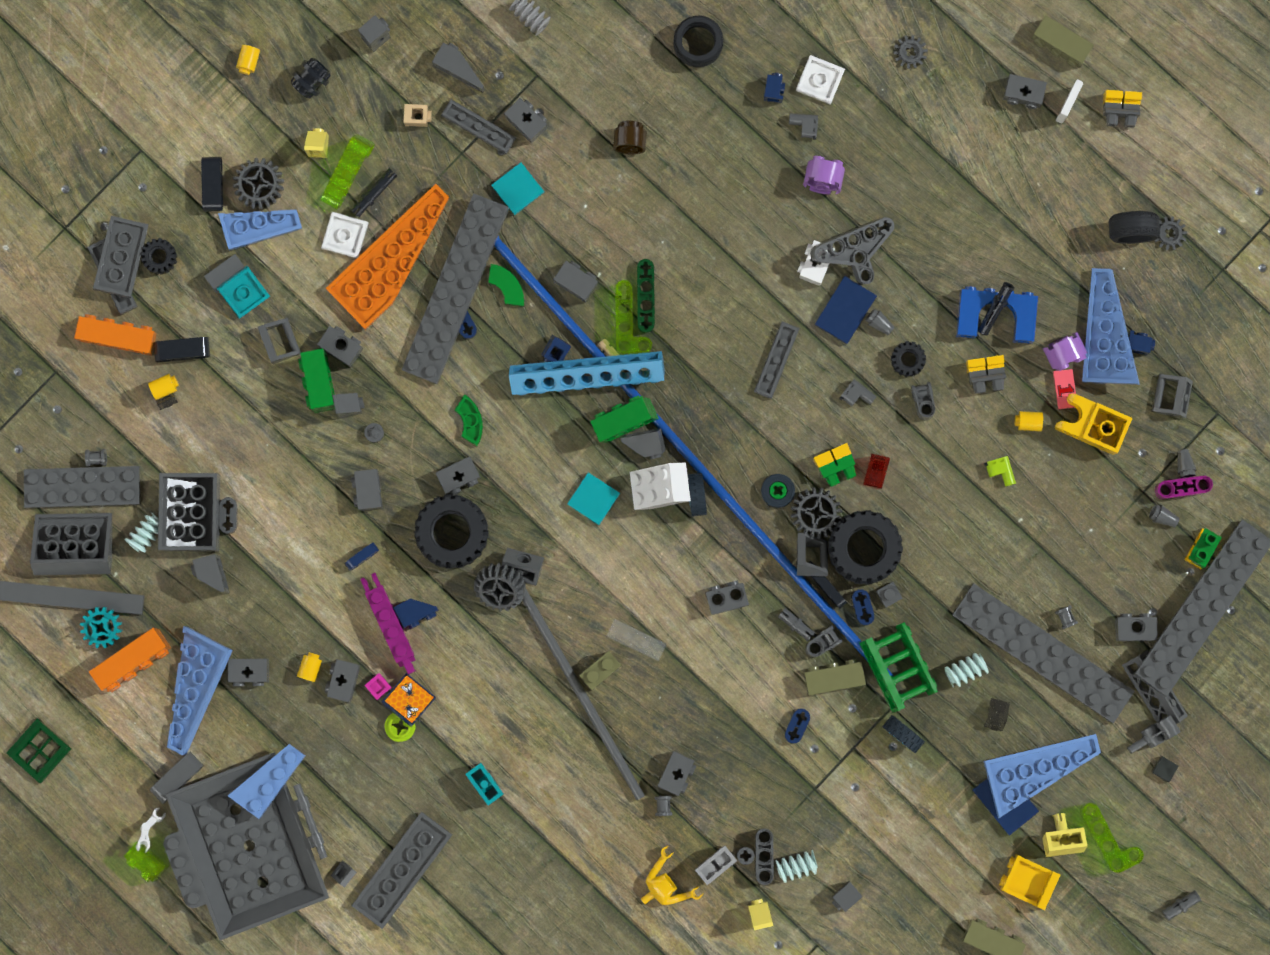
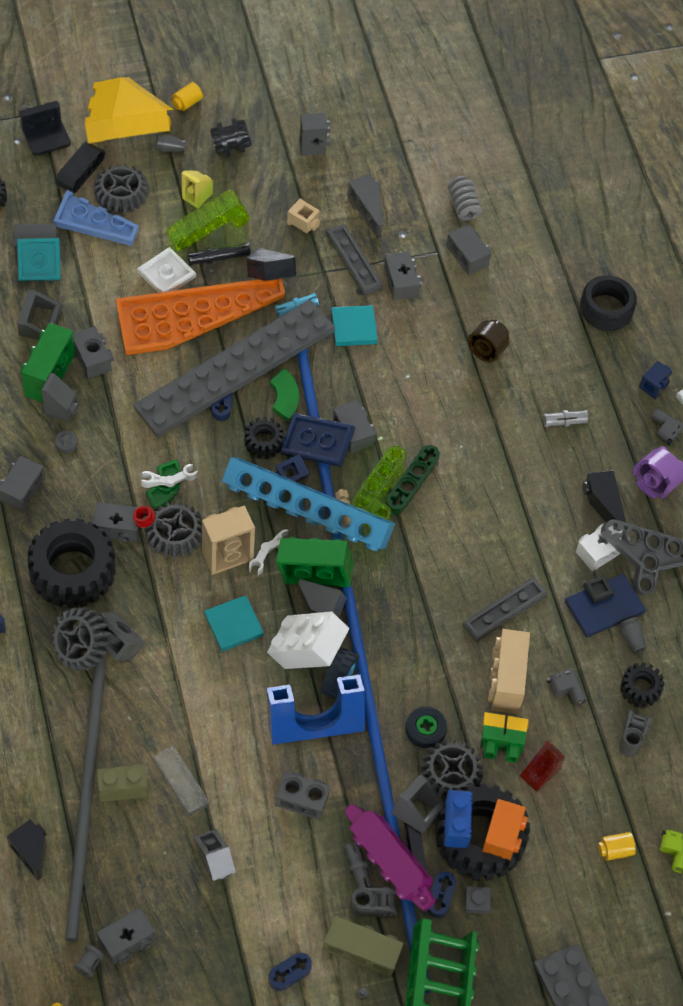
camera: 25 degrees right, 25 degrees down
(160, 167) = (44, 128): none -> black bracket
(213, 112) = (124, 110): none -> yellow panel
(264, 114) = (169, 143): none -> dark grey cone
(422, 181) = (270, 265): none -> black slope
(463, 201) = (286, 307): none -> medium azure pin
(463, 423) = (169, 481): none -> white piece
(473, 463) = (141, 512): none -> red plate
(512, 452) = (182, 539): none -> dark grey gear
(516, 345) = (264, 448): none -> black tyre
(551, 443) = (228, 539): none -> tan brick
(558, 312) = (317, 439): none -> dark blue tile
(562, 60) = (468, 249): none -> dark grey brick
(570, 754) = (30, 846): none -> black slope
(577, 423) = (265, 549): none -> white piece
(695, 679) = (215, 855): none -> dark grey slope
(717, 525) = (343, 717): none -> blue arch
(726, 168) = (579, 417): none -> light grey pin
(795, 220) = (604, 495): none -> black slope
(811, 414) = (509, 671): none -> tan brick
(815, 606) = (392, 856): none -> magenta hinge
(834, 302) = (598, 589): none -> pearl dark grey tile
(848, 558) = (458, 819): none -> blue brick
(884, 544) = (504, 829): none -> orange brick
(960, 496) = (617, 846): none -> yellow brick

